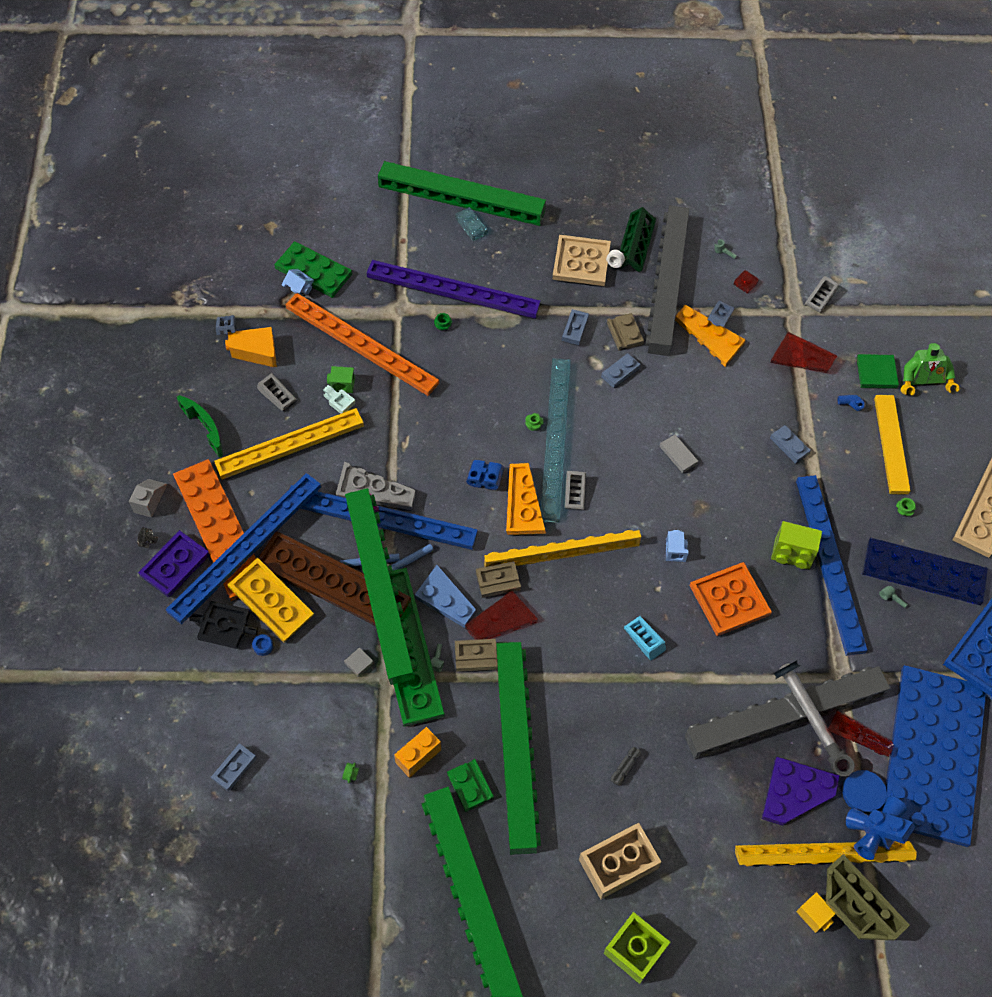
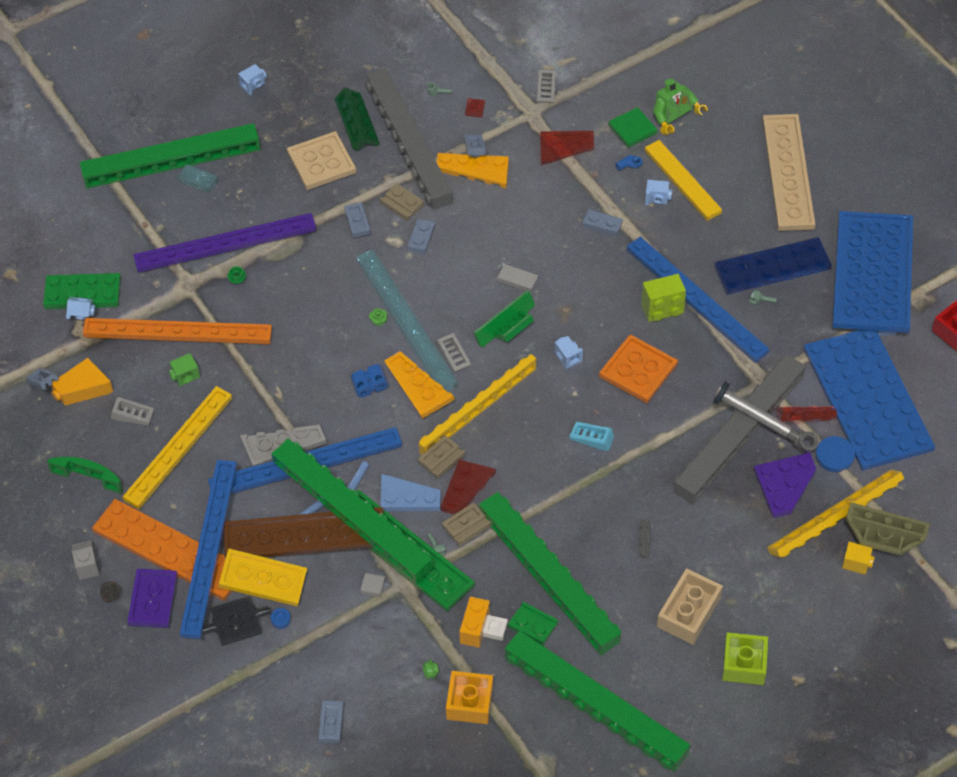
camera: 30 degrees left, 5 degrees down
(338, 400) = (196, 388): light aqua plate -> none
(361, 822) = (469, 697): none -> light orange brick
(433, 768) = (495, 627): none -> white plate
(573, 162) = (252, 78): none -> light blue brick
(615, 258) = (352, 143): white tile -> none
(641, 488) = (508, 321): none -> green bracket
(859, 443) = (657, 192): none -> light blue brick
(880, 827) = (865, 468): blue brick -> none
(908, 503) = (726, 223): bright green plate -> none

